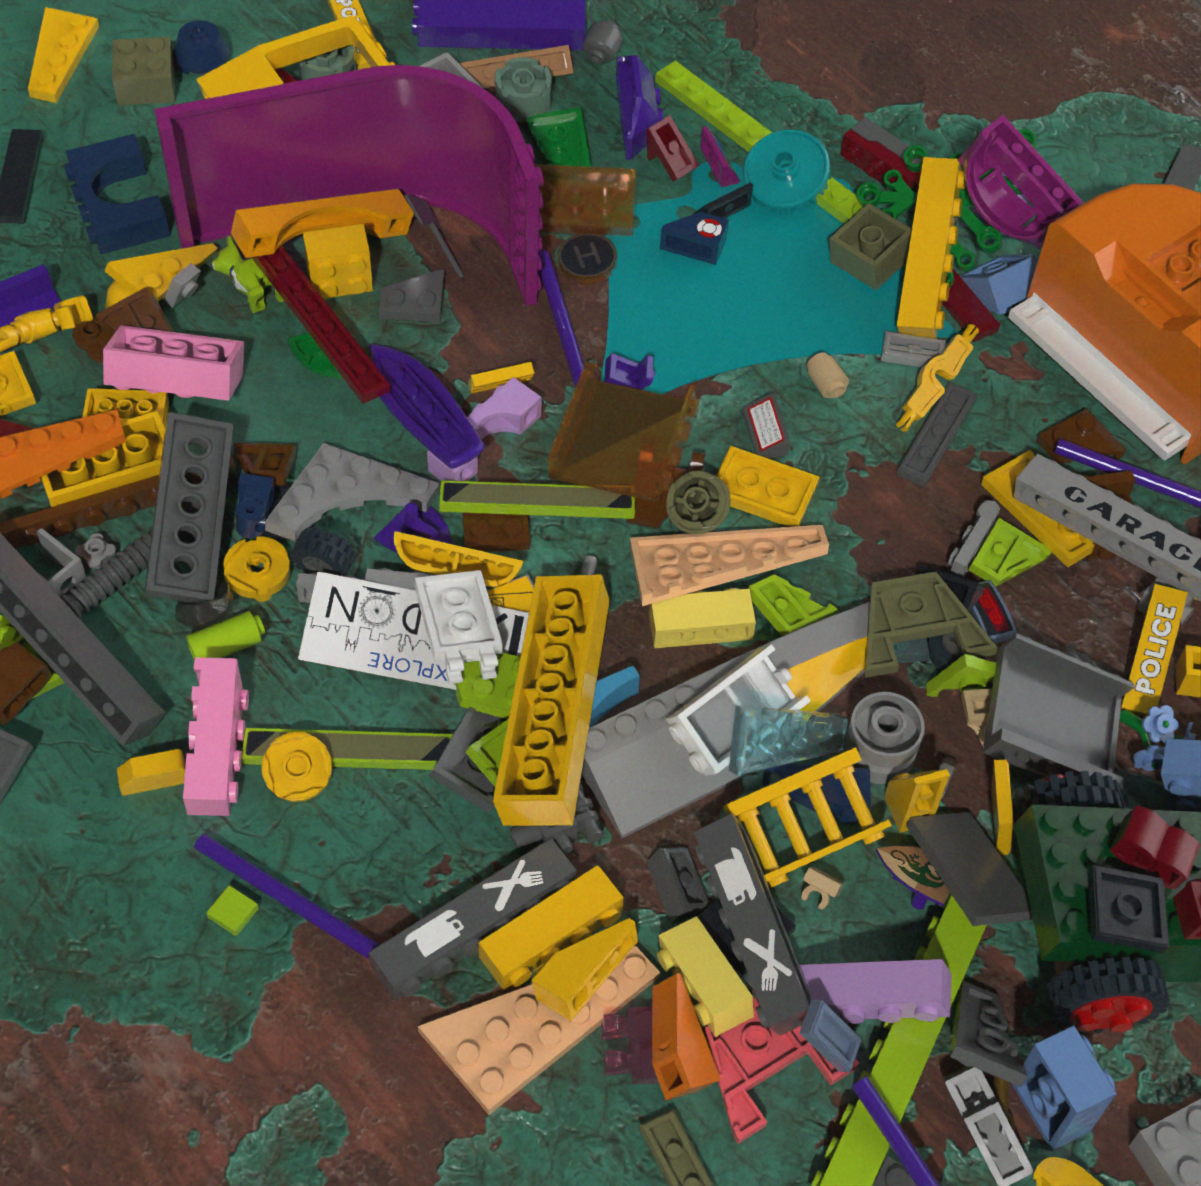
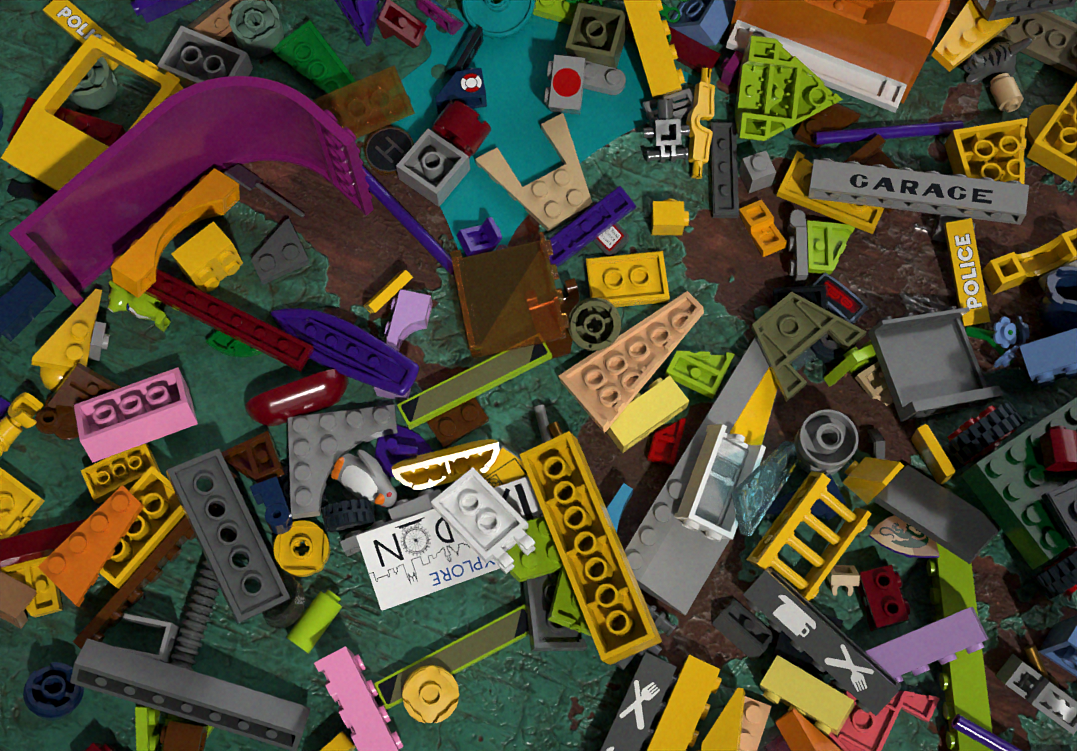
camera: 25 degrees left, 15 degrees up
(96, 558) = (176, 608): light grey plate -> none
(349, 428) = (298, 398): none -> dark red brick
(362, 528) = (364, 479): none -> animal
(620, 286) = (433, 167): none -> light grey brick
(671, 264) = (461, 127): none -> dark red brick
(706, 657) = (666, 444): none -> red tile
(733, 375) = (556, 195): none -> tan wing
(751, 413) = (590, 225): none -> dark purple plate
(808, 270) = (567, 84): none -> light grey brick
(827, 375) = (623, 163): tan brick -> none
(830, 1035) = (918, 697): sand blue tile -> none
(844, 283) = (603, 78): none -> light grey plate
(844, 447) = (668, 217): none -> yellow brick
(856, 925) = (882, 598): none -> dark red brick
(892, 367) = (665, 132): none -> dark grey piece
(945, 506) = (761, 228): none -> light orange slope
(971, 448) = (757, 171): none -> light grey brick
(981, 1035) = (1010, 637): dark grey wing -> none
(1005, 341) = (731, 67): none -> magenta plate
(1039, 378) = (775, 91): none -> lime wedge

